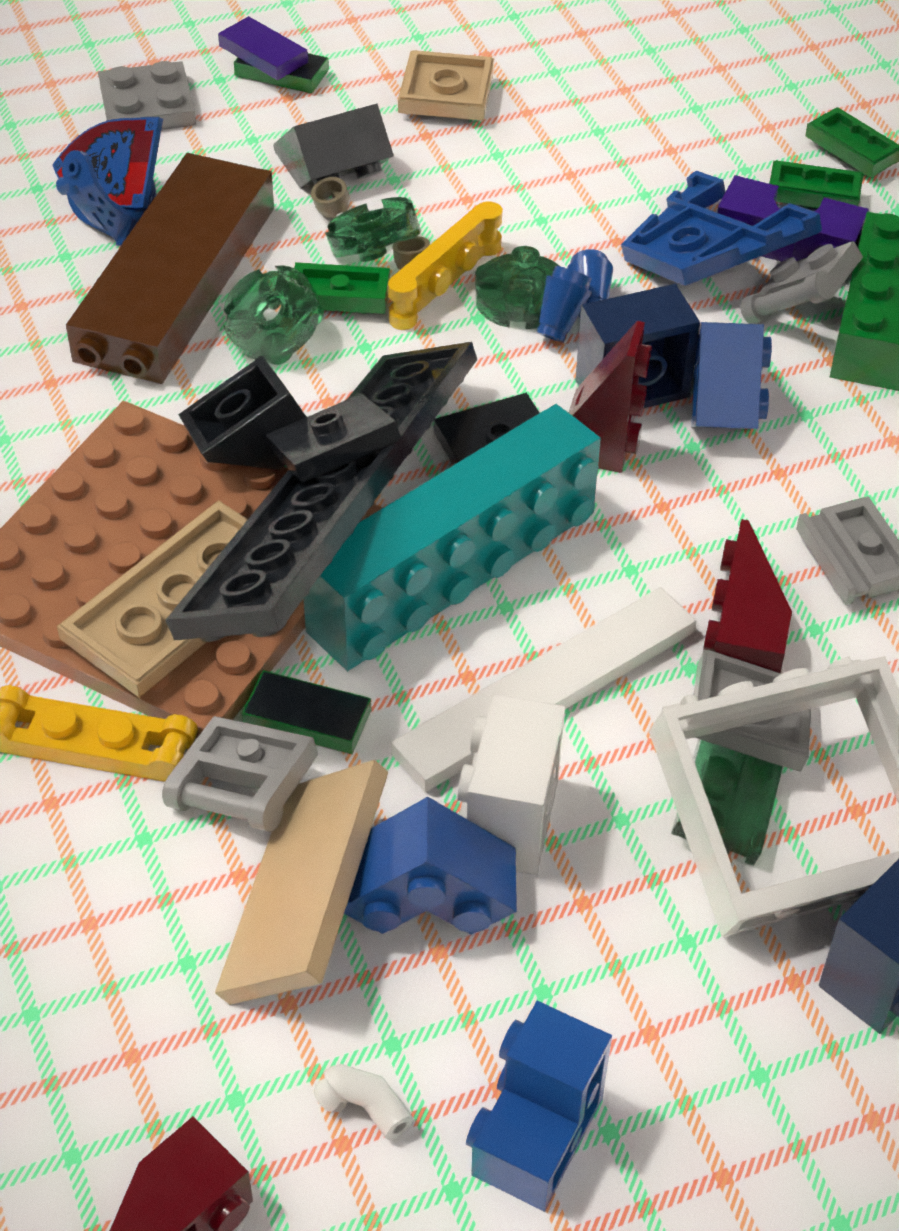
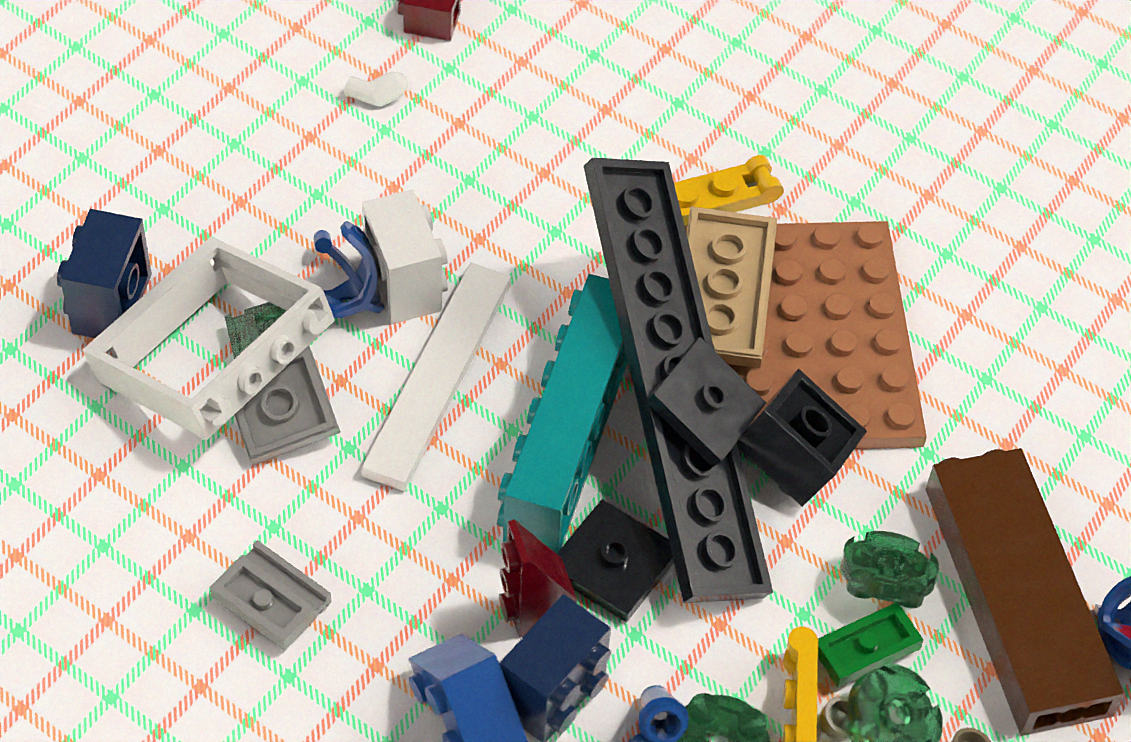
camera: 145 degrees right, 5 degrees up
(243, 756) = (566, 212): light grey plate -> none
(303, 885) = (491, 155): tan tile -> none
(308, 709) = (562, 276): black tile -> none
(436, 865) = (434, 171): blue brick -> none
(545, 1104) = (272, 110): blue brick -> none
(625, 826) = (362, 283): none -> blue helmet
(752, 606) = (319, 486): dark red slope -> none

